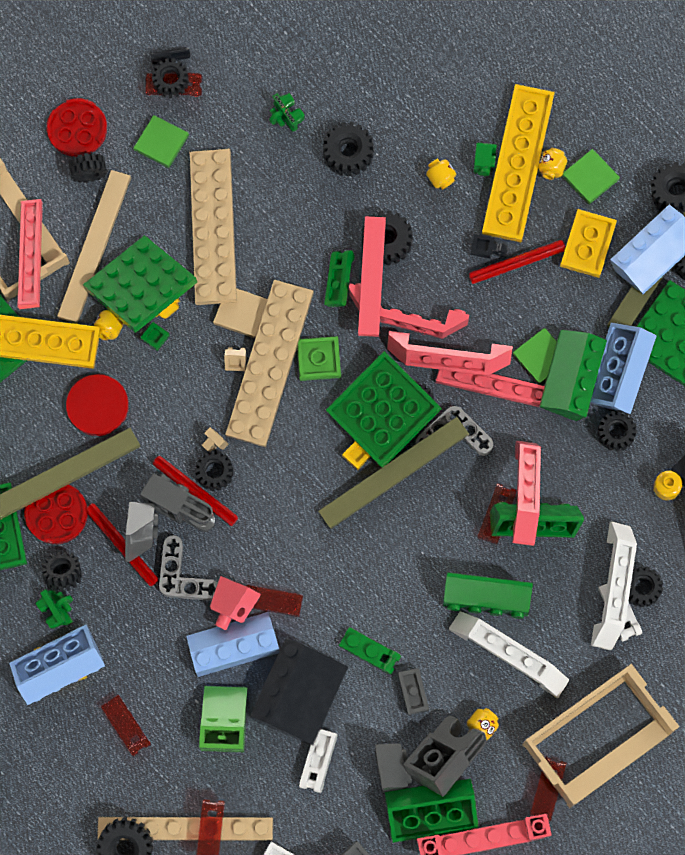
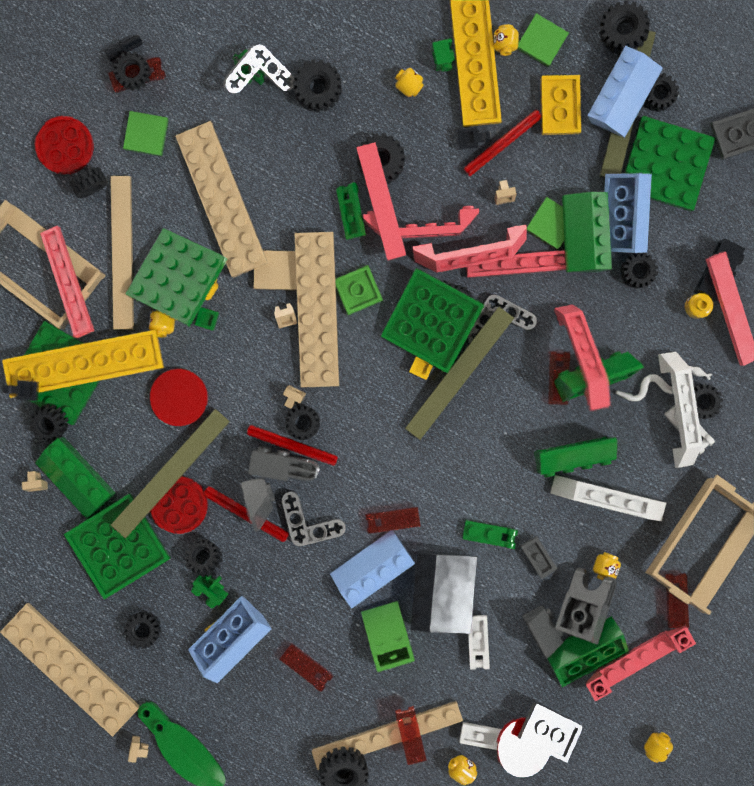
camera: 15 degrees left, 15 degrees up
(232, 602) = (360, 535): coral torso -> none
(293, 108) = (255, 64): none -> beam
(501, 312) = (504, 194): none -> tan tile
(645, 553) = (661, 383): none -> white animal

